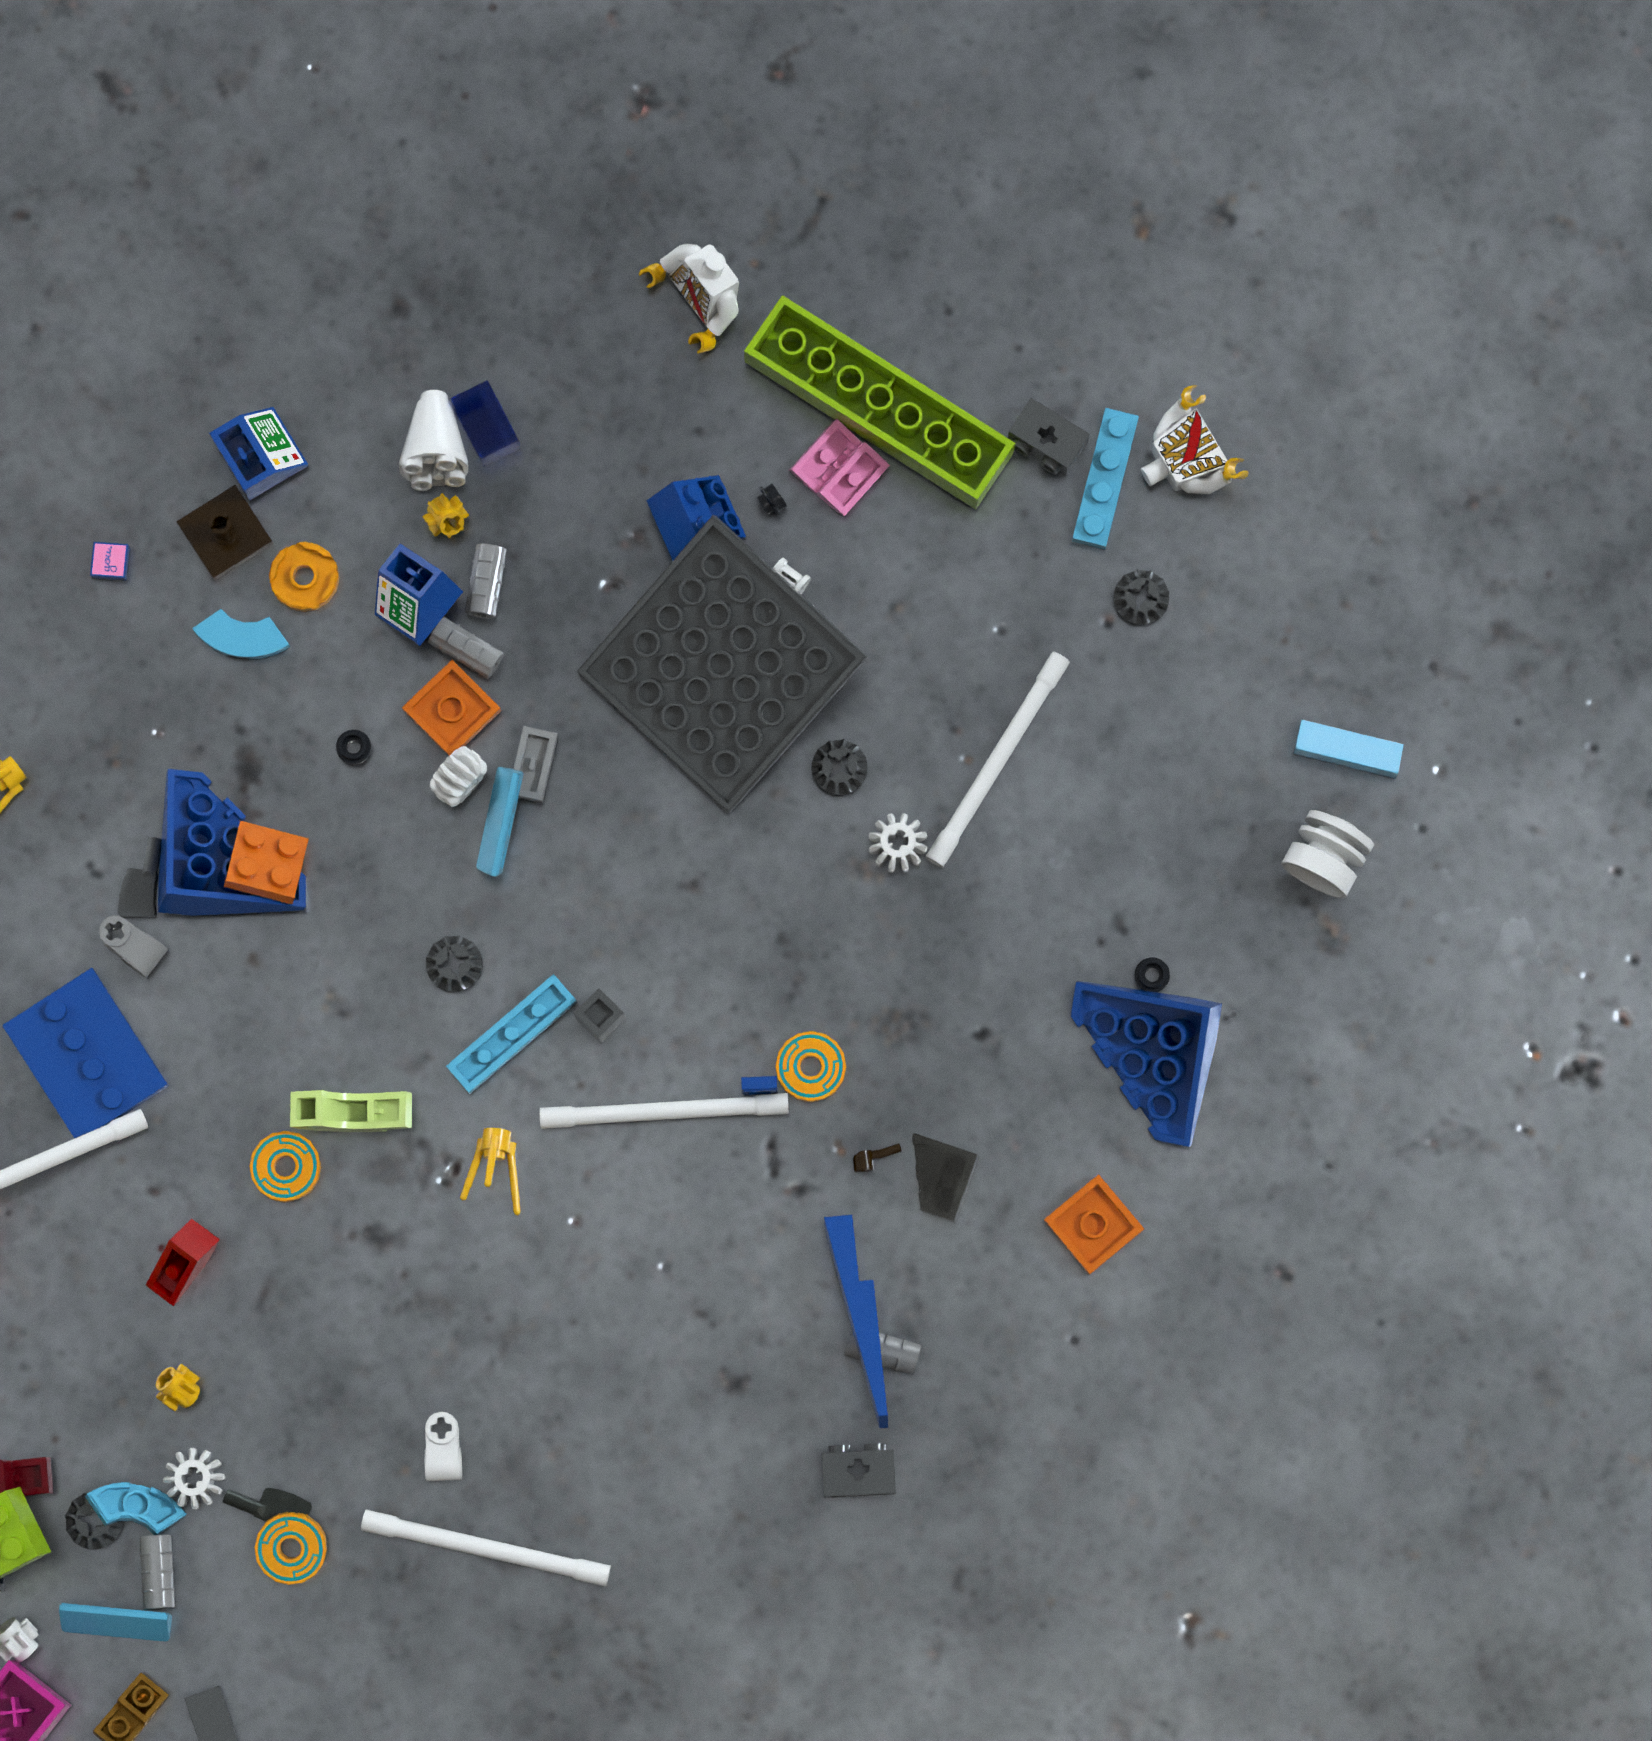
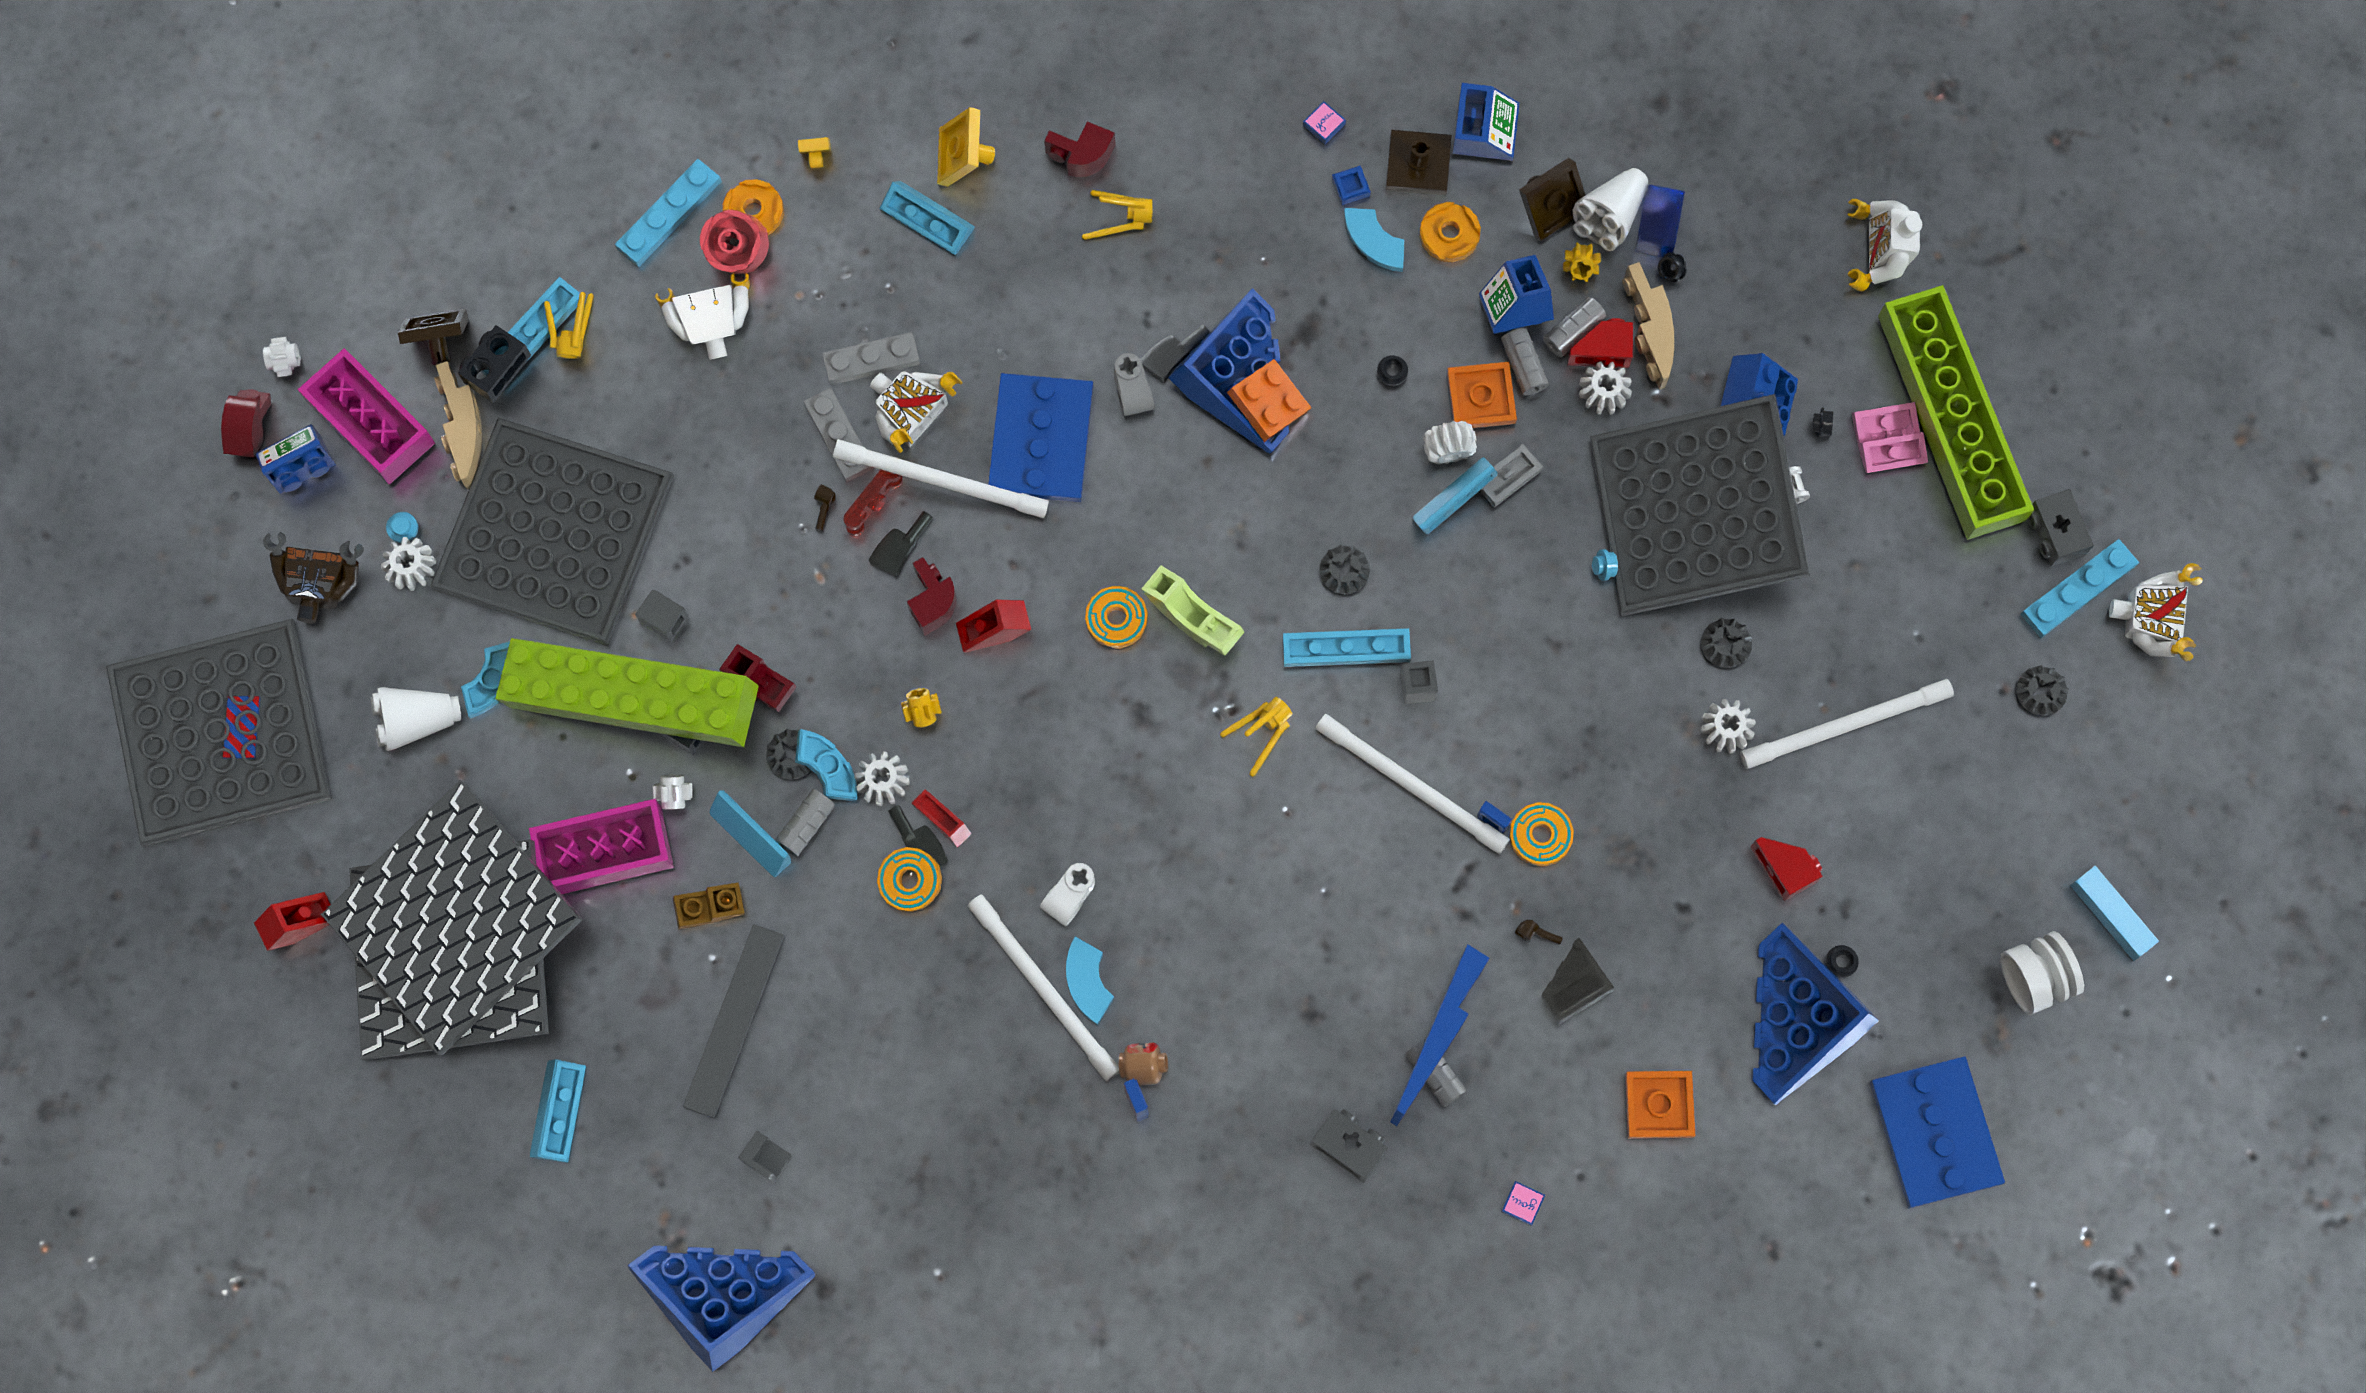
camera: 40 degrees right, 5 degrees down
(35, 1257) = (896, 546): none -> pearl dark grey piece
(115, 1281) = (937, 603): none -> dark red brick
(180, 601) = (1351, 185): none -> blue tile
(274, 1470) = (941, 818): none -> red piece
(373, 477) = (1552, 197): none -> dark brown tile
(516, 1512) = (1084, 980): none -> medium azure tile
(526, 577) = (1605, 343): none -> red slope
(529, 457) = (1666, 268): none -> black plate
(557, 628) = (1611, 380): none -> white gear
(563, 532) = (1656, 334): none -> tan slope
(625, 1545) = (1143, 1063): none -> medium nougat head
(646, 1582) = (1136, 1099): none -> blue tile
(680, 780) = (1605, 564): none -> medium azure plate
(1043, 928) = (1787, 866): none -> red slope
(1044, 1403) = (1523, 1203): none -> bright pink tile
(1342, 1061) = (1937, 1132): none -> blue plate

